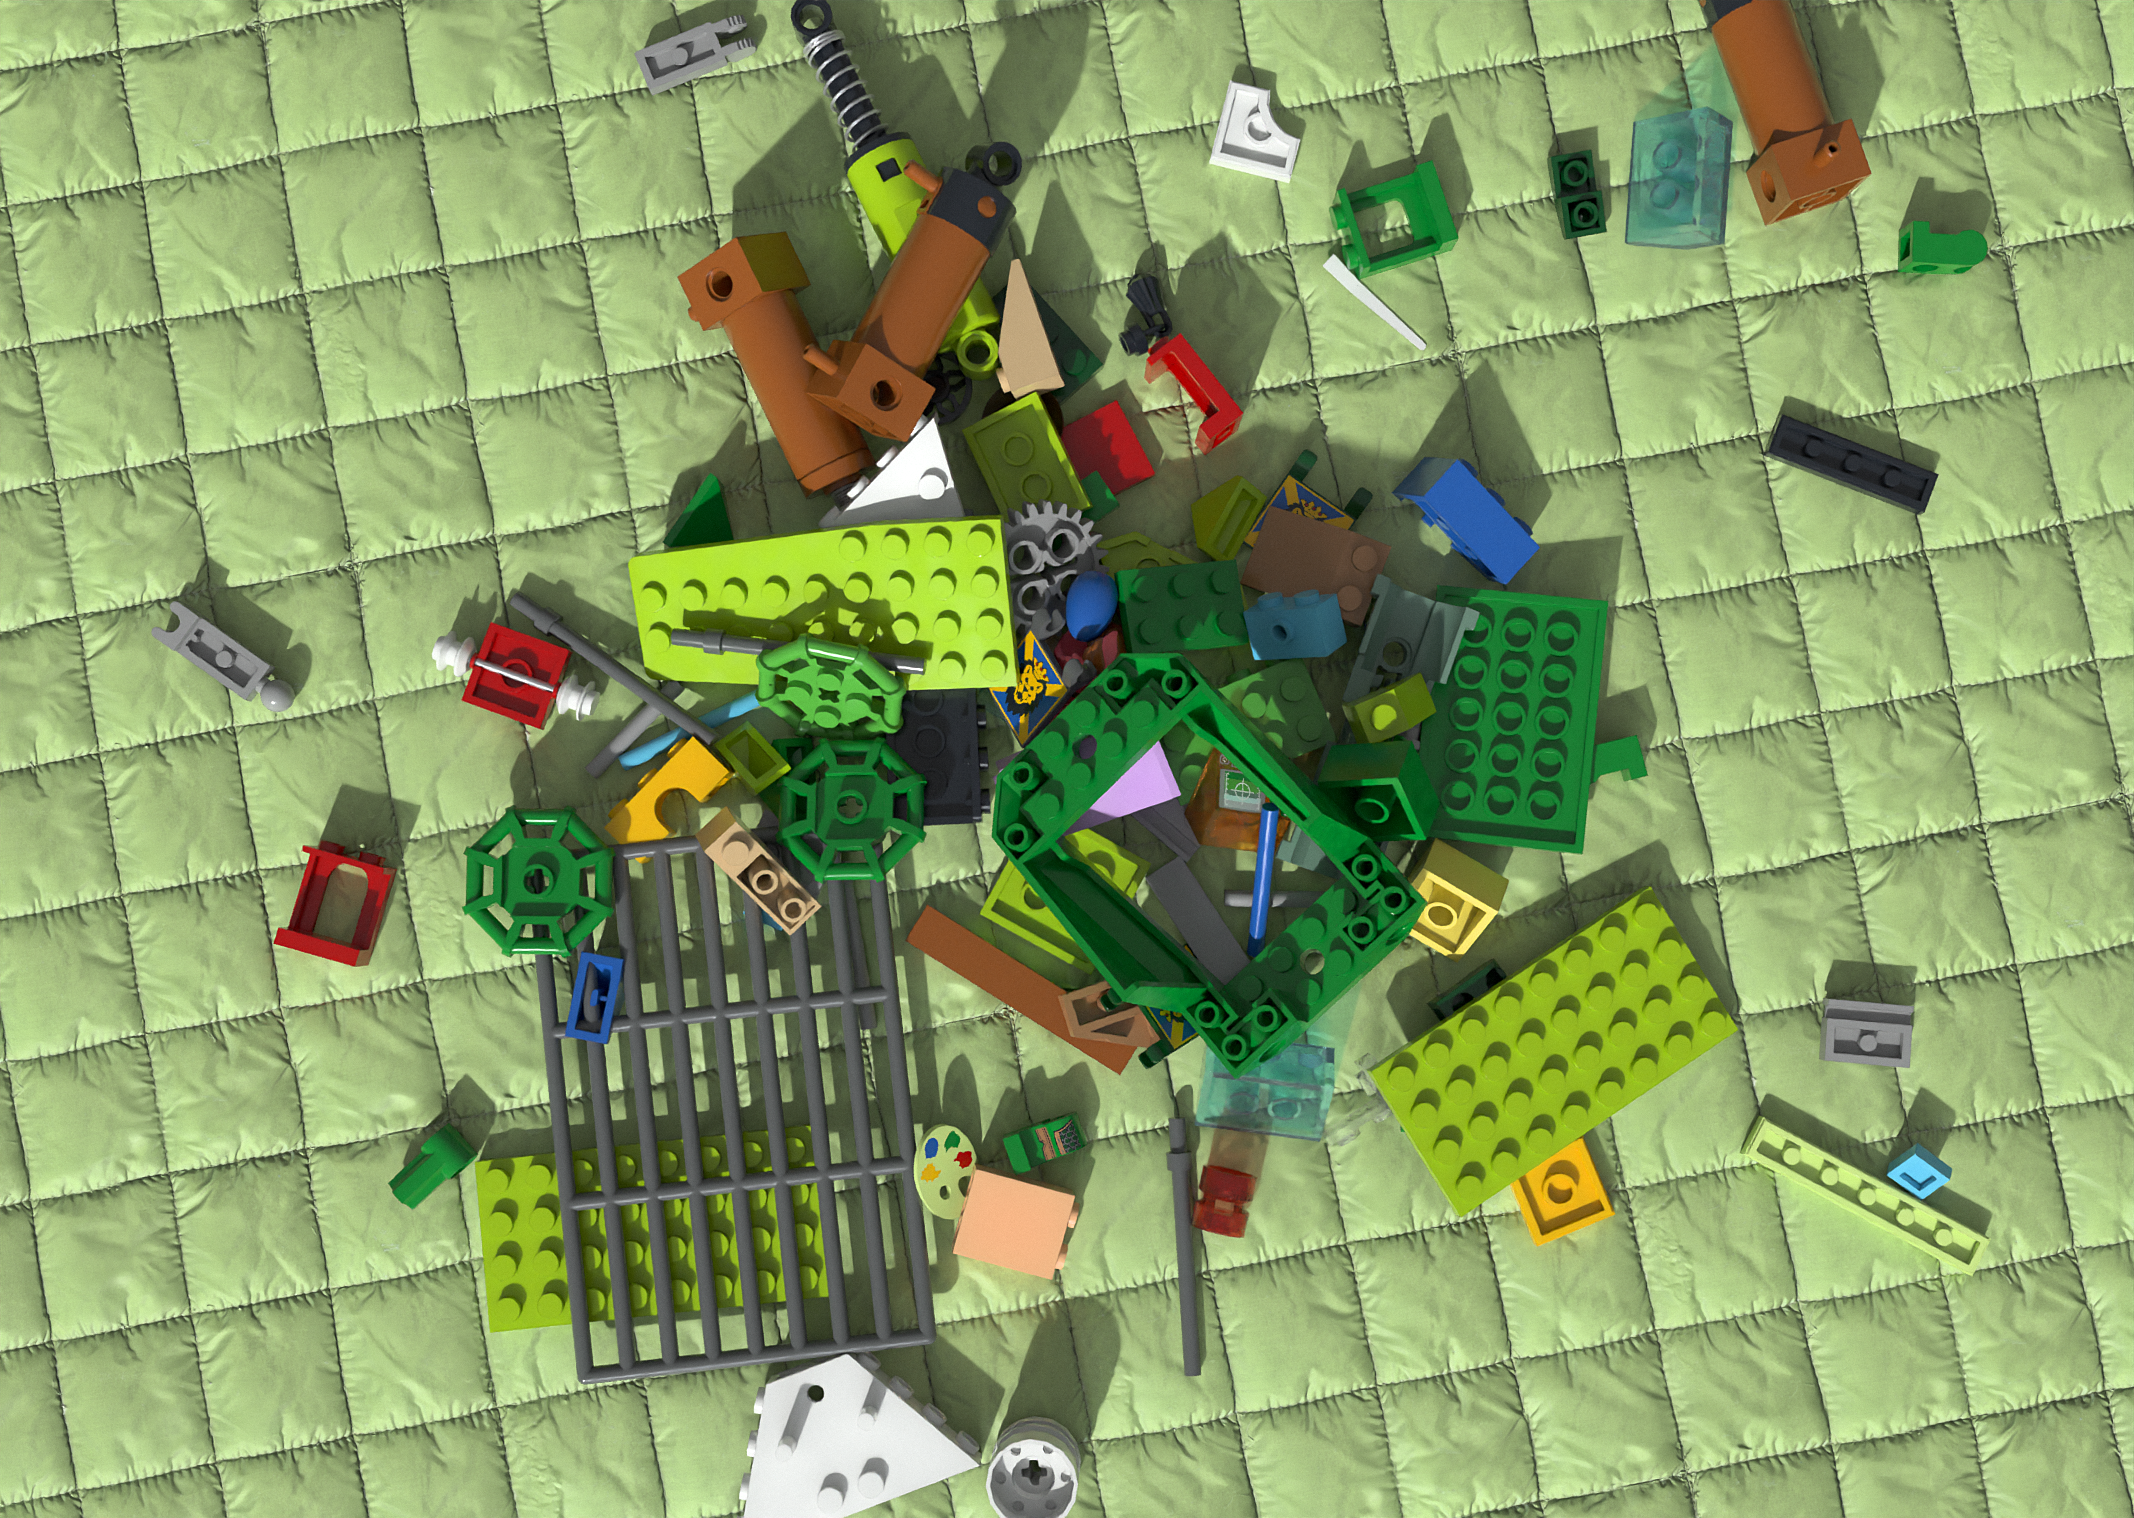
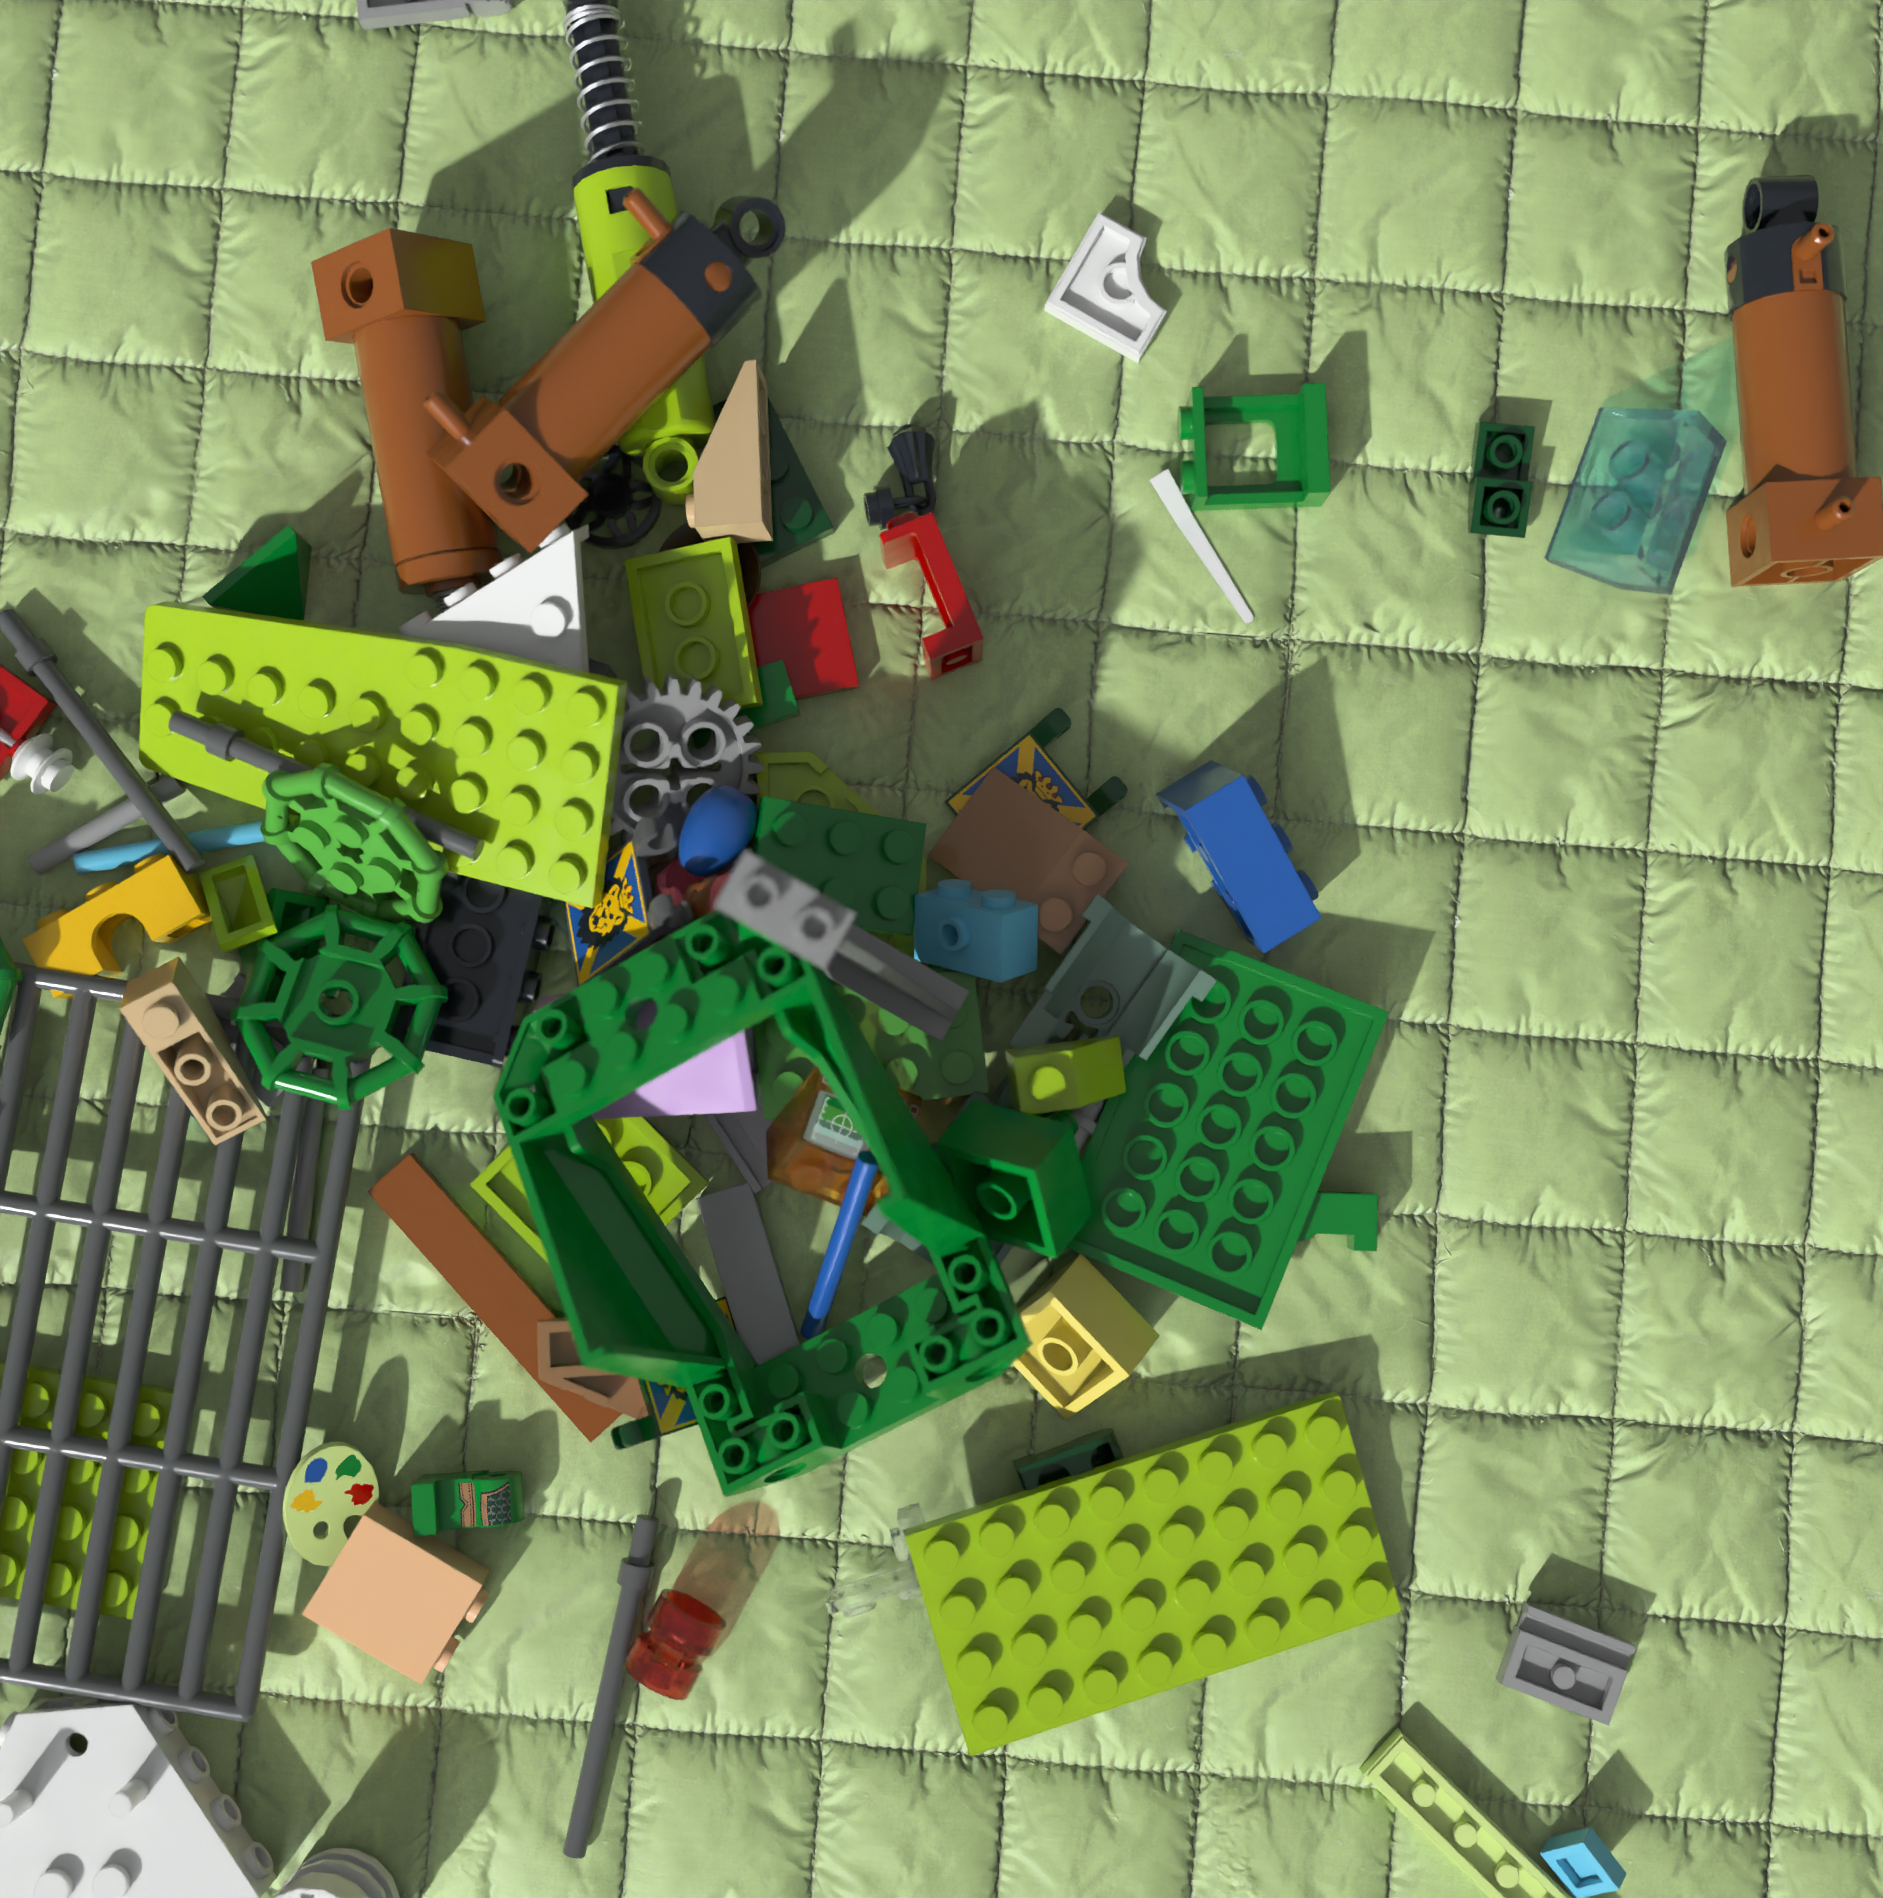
camera: 15 degrees right, 0 degrees up
(1202, 647) = (849, 955): none -> light grey piece
(1226, 517) = (932, 767): lime slope -> none
(1278, 898) = (854, 1270): light grey bar -> none
(1279, 1098) = (783, 1530): clear light blue slope -> none
(1562, 1194) = (1114, 1760): yellow tile -> none
(1851, 464) = (1754, 923): black tile -> none

